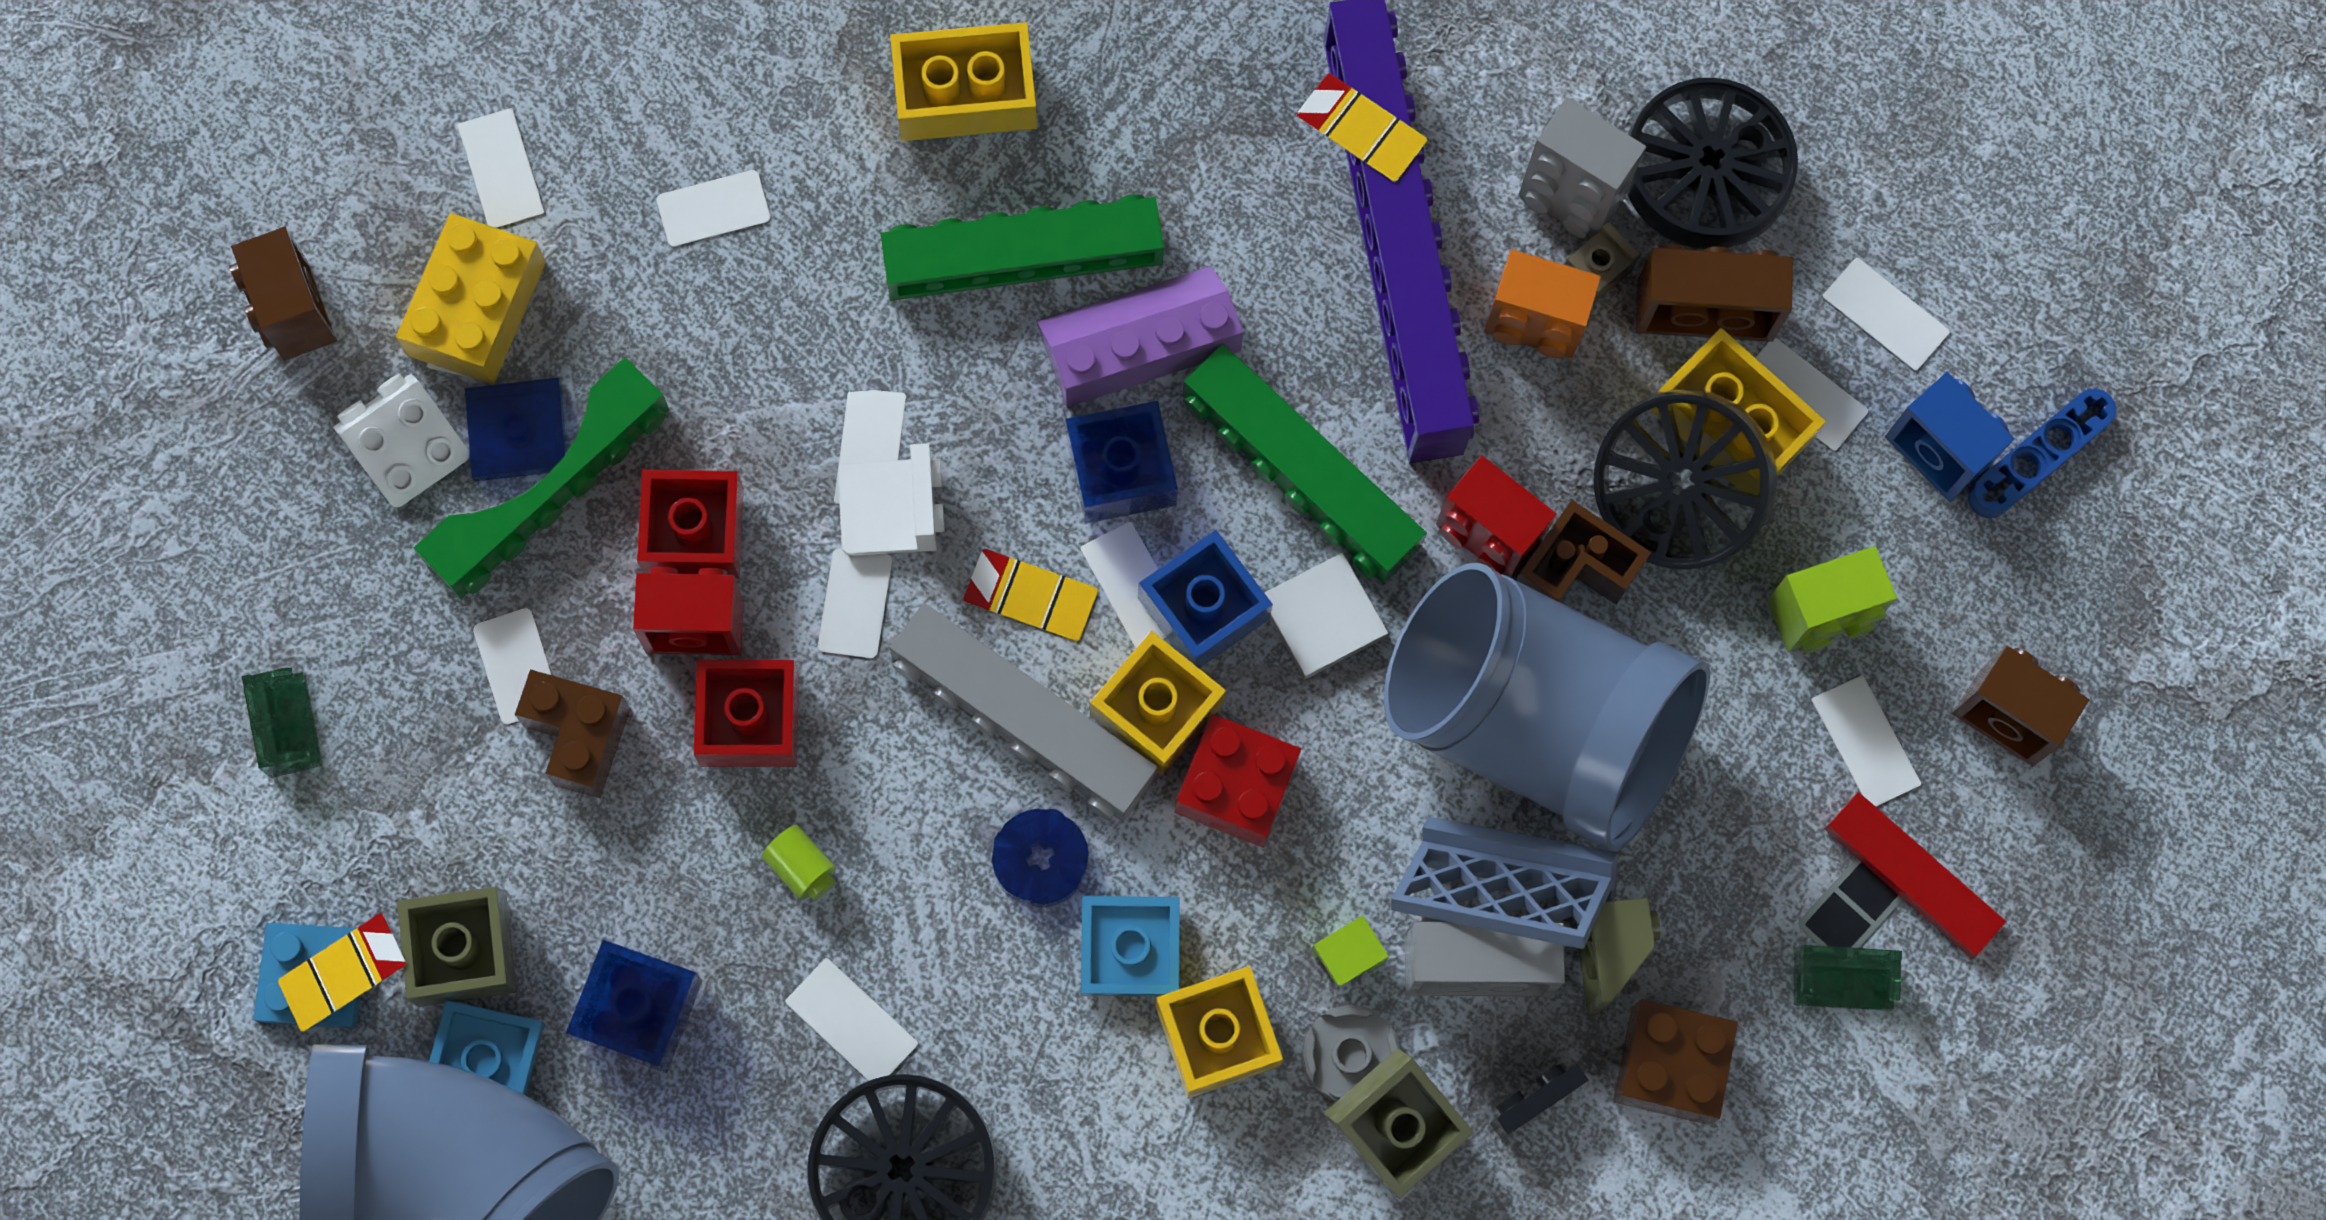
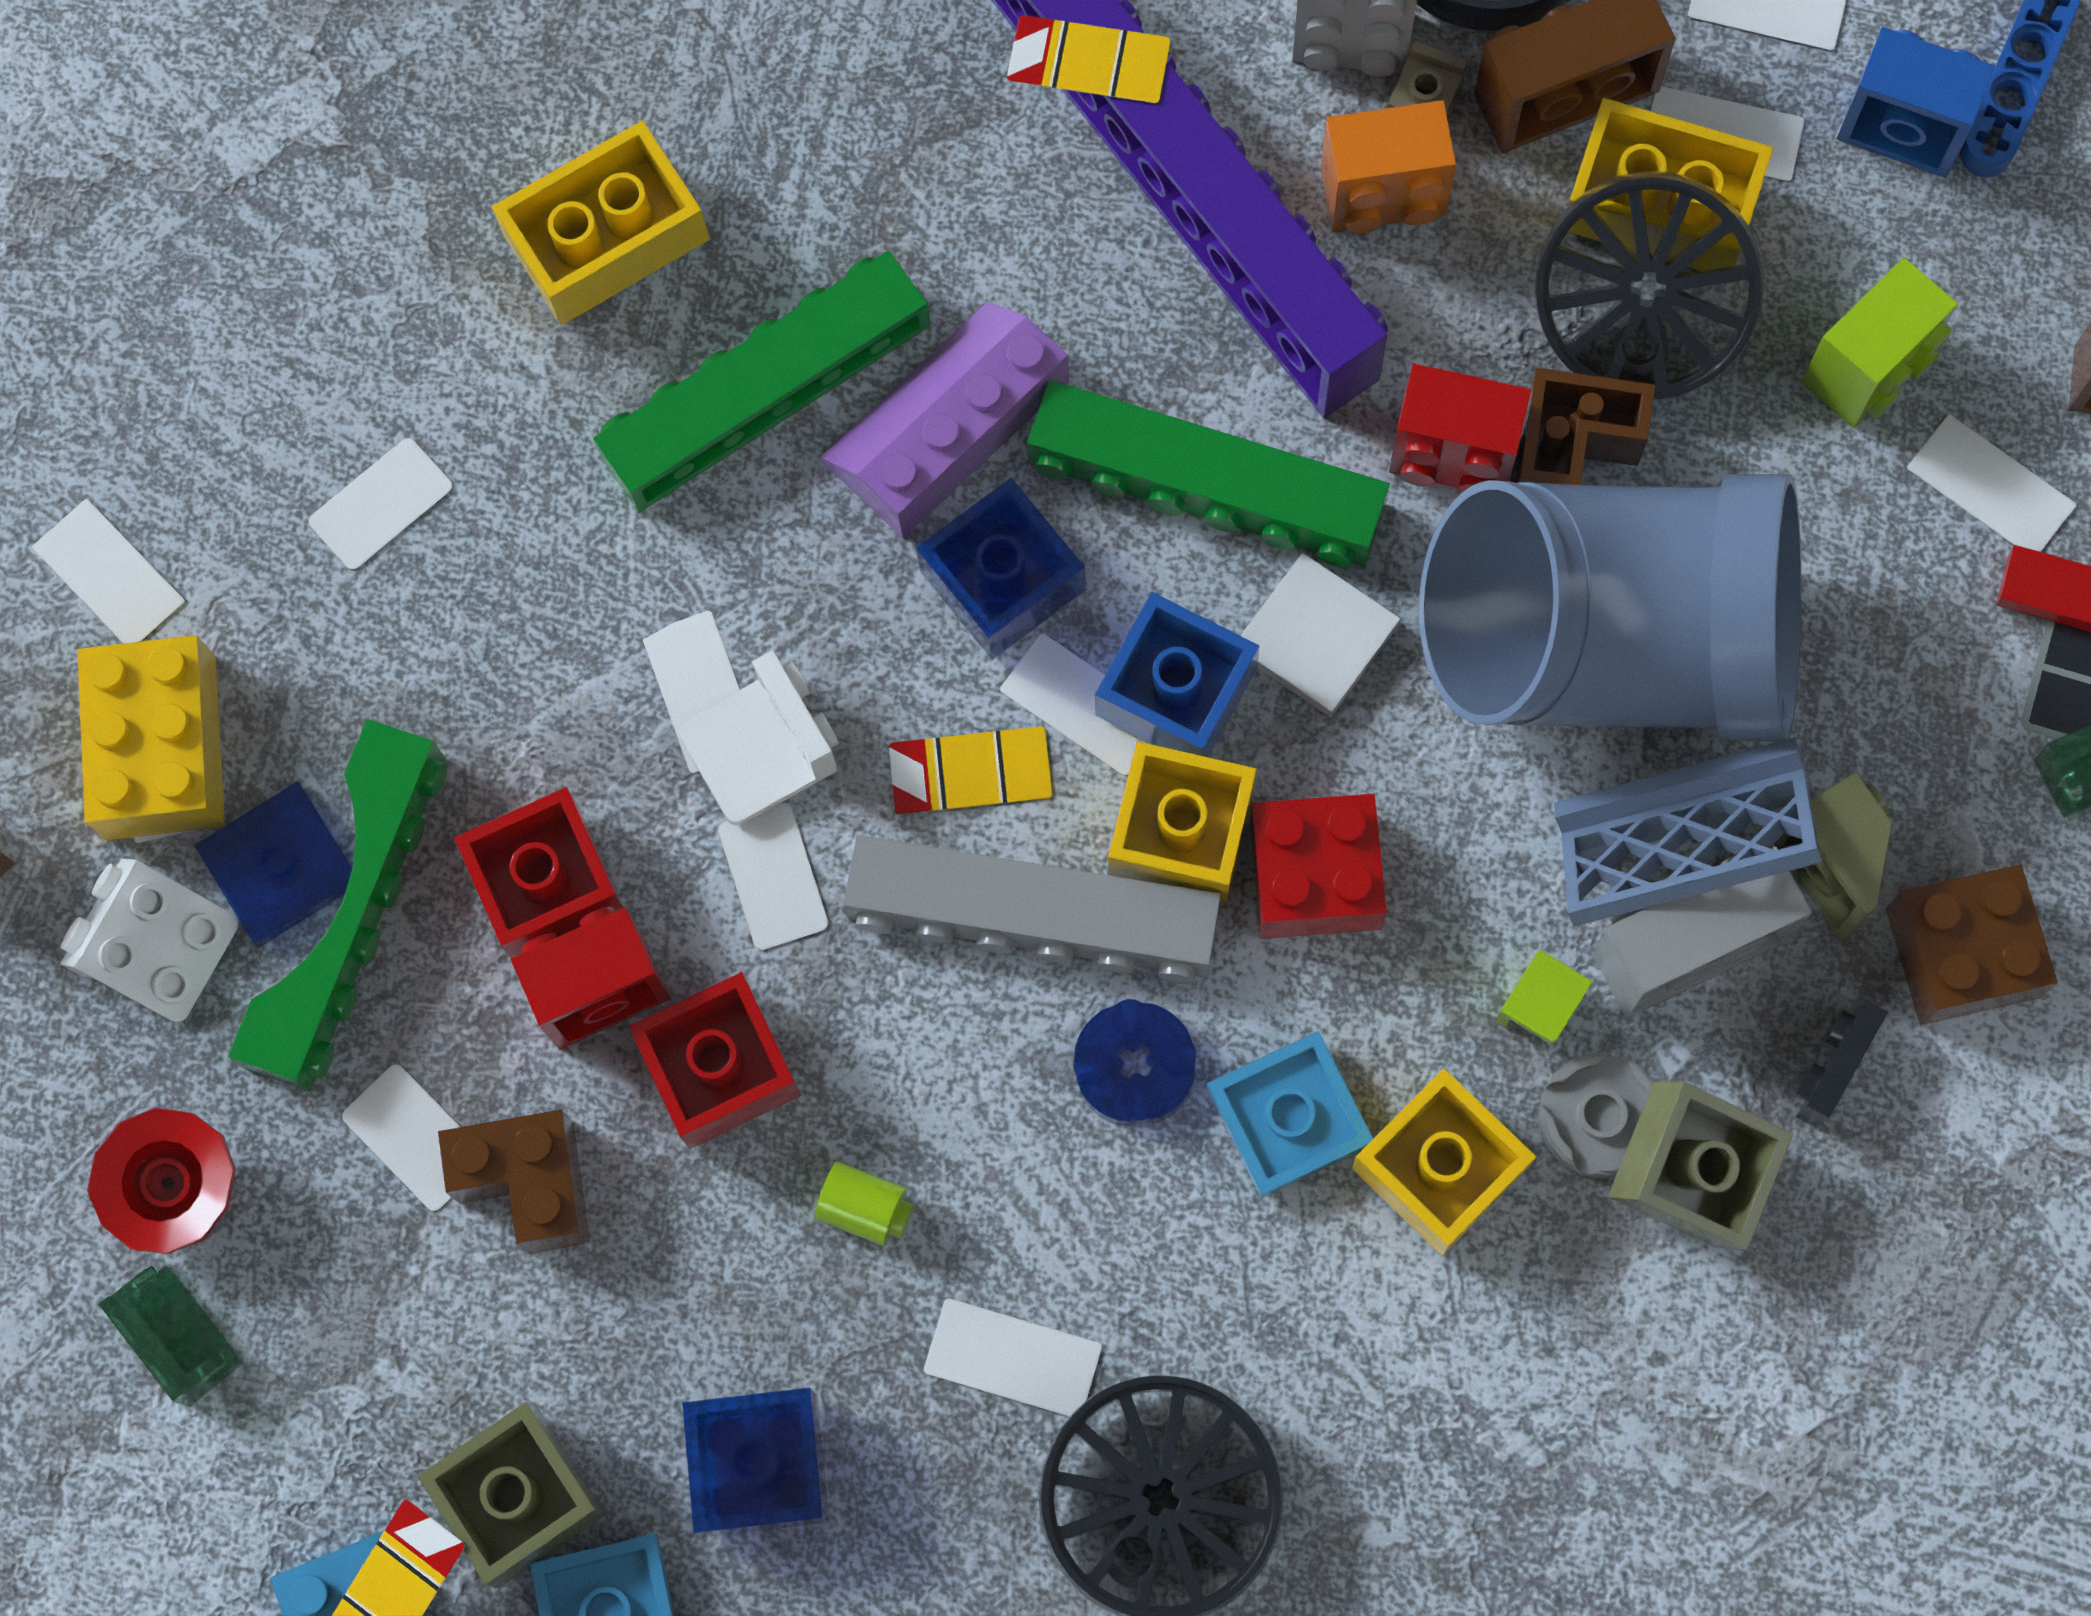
camera: 15 degrees left, 0 degrees up
(307, 598) = (131, 1173): none -> red hat

